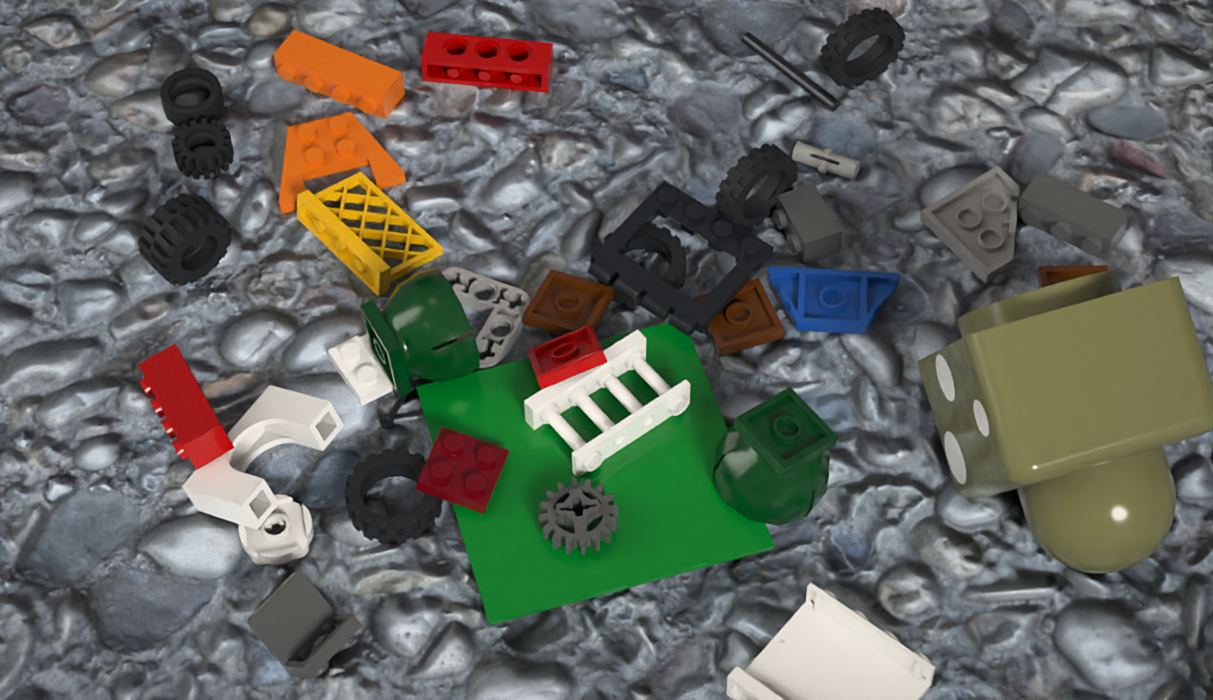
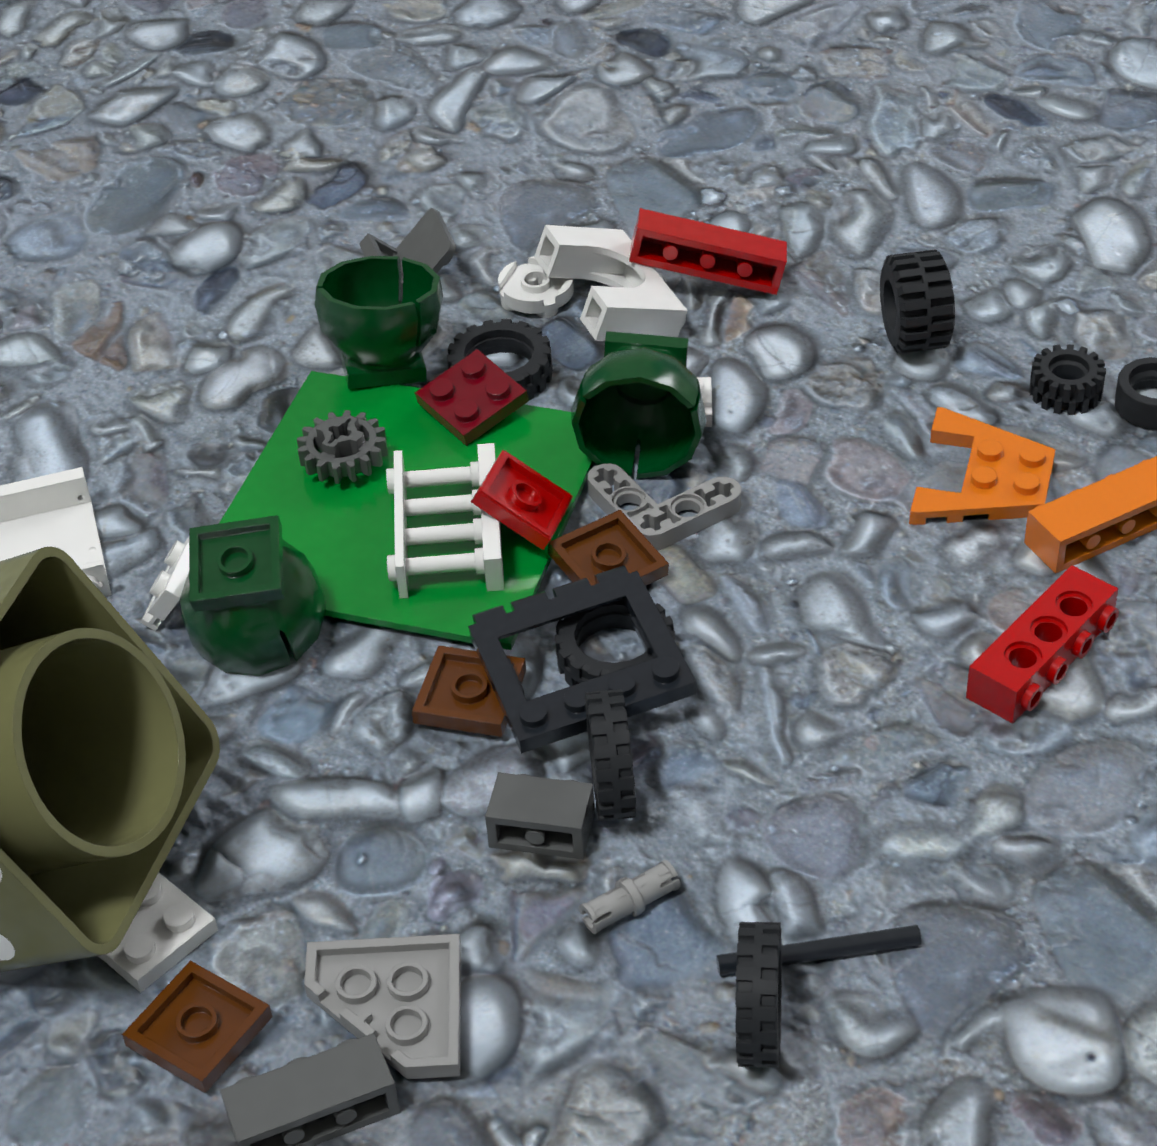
camera: 125 degrees right, 10 degrees down
(348, 242) = (844, 432): yellow fence -> none
(430, 553) = (369, 323): none -> dark green plate
(782, 538) = (168, 585): none -> white plate
(832, 298) = (420, 785): blue wing -> none

